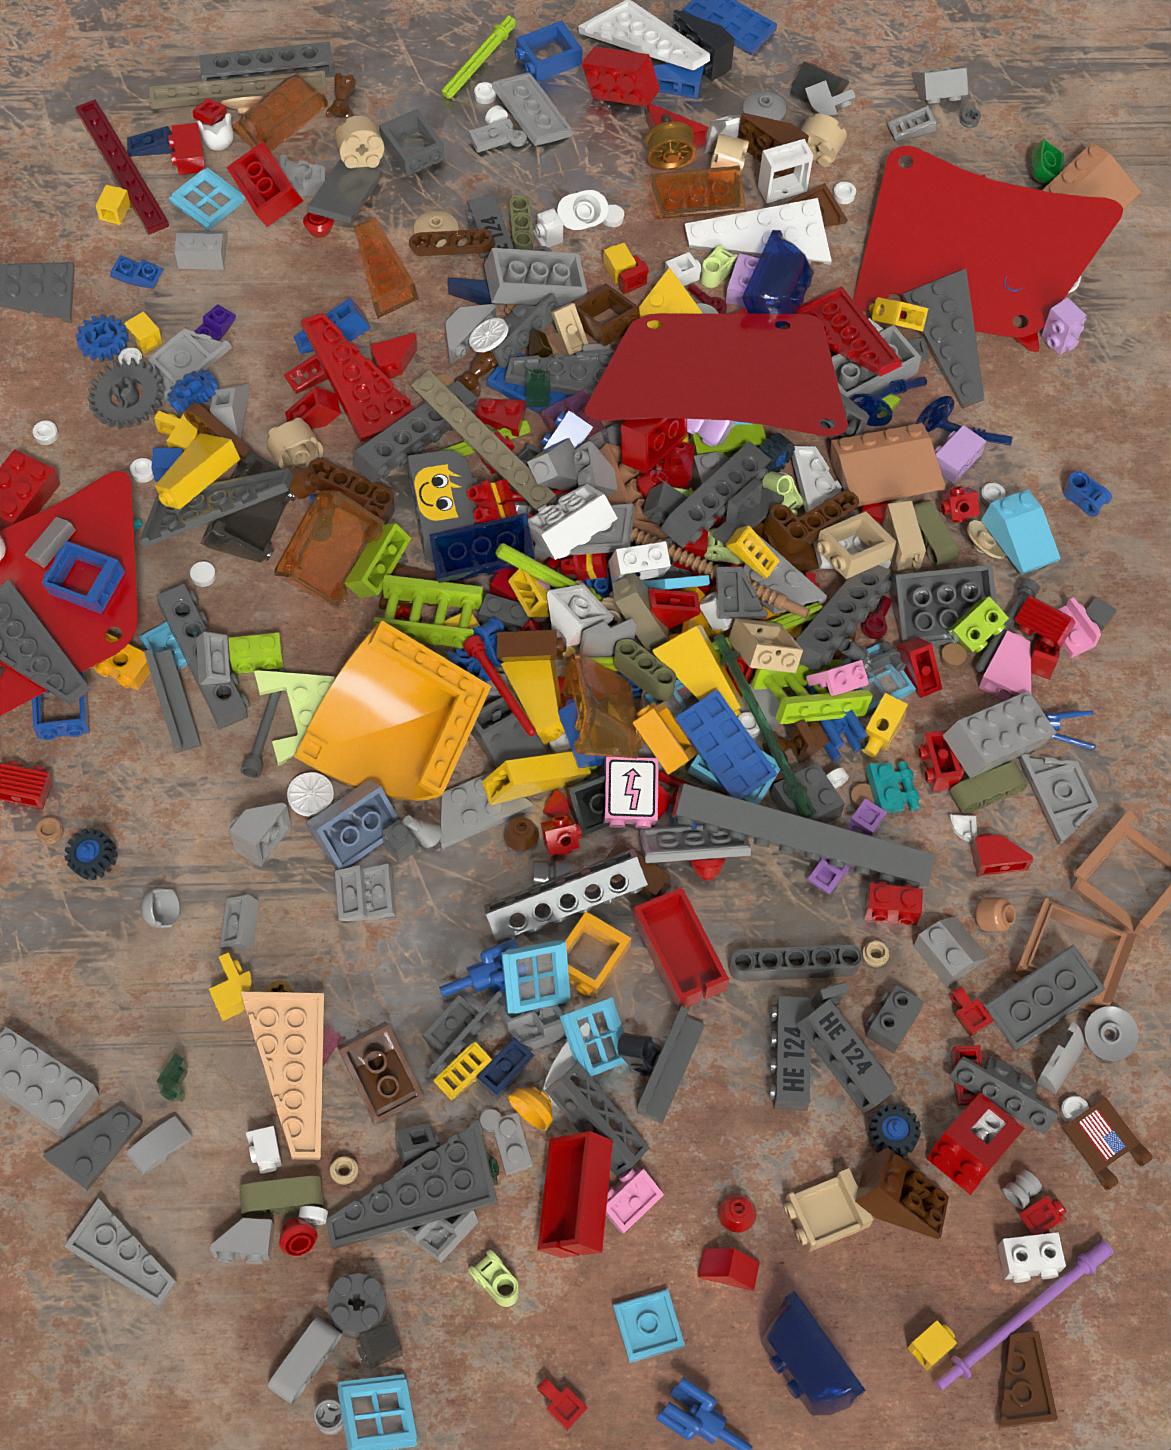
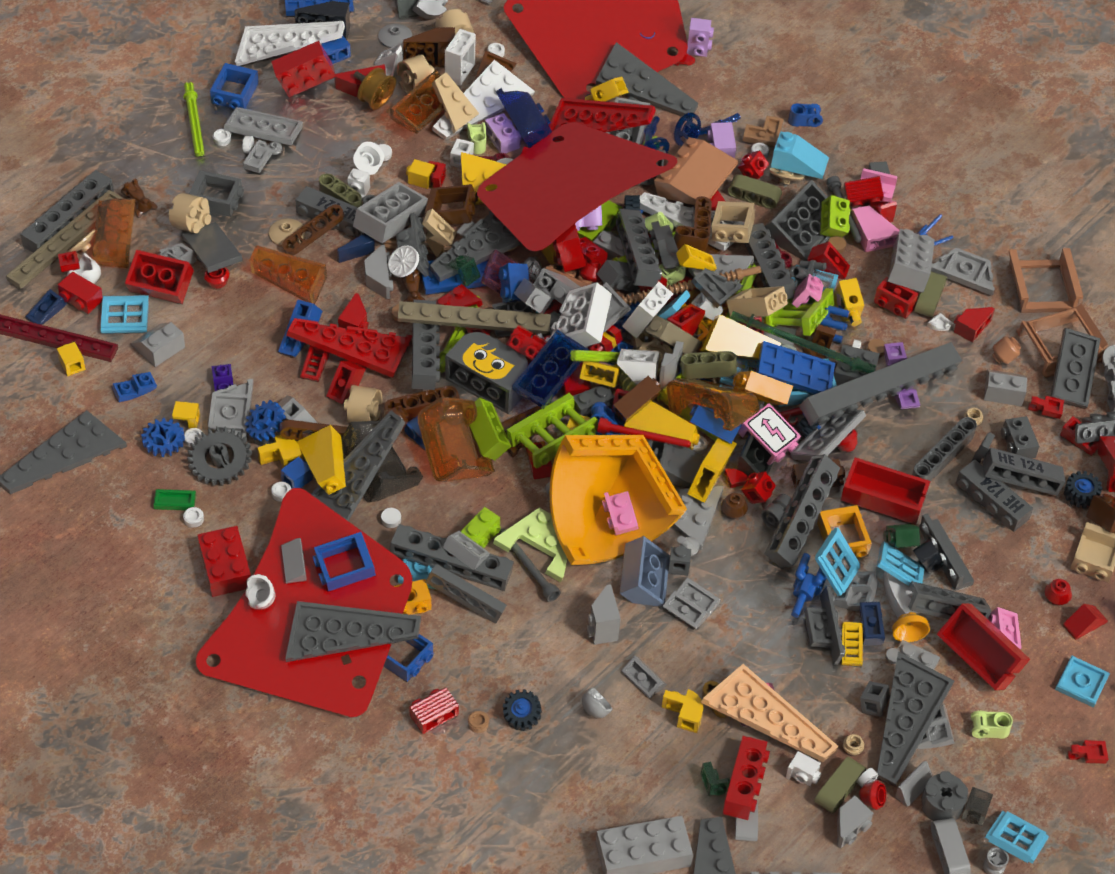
camera: 45 degrees left, 10 degrees down
(49, 403) = (174, 499): none -> green tile
(232, 1080) = (745, 778): none -> red brick
(310, 794) = (597, 577): white wheel -> none
(342, 1263) = (914, 784): none -> light grey slope
(380, 1072) = (811, 680): reddish brown slope -> none
(398, 744) = (621, 513): none -> bright pink bracket
(634, 1008) = (902, 535): none -> dark green brick
(724, 214) = (457, 106): none -> tan wing
(886, 790) = (886, 330): teal plate -> none
(893, 903) = (955, 384): red brick -> none
(903, 526) = (753, 194): tan window -> none
(1014, 481) = (767, 135): none -> medium nougat plate

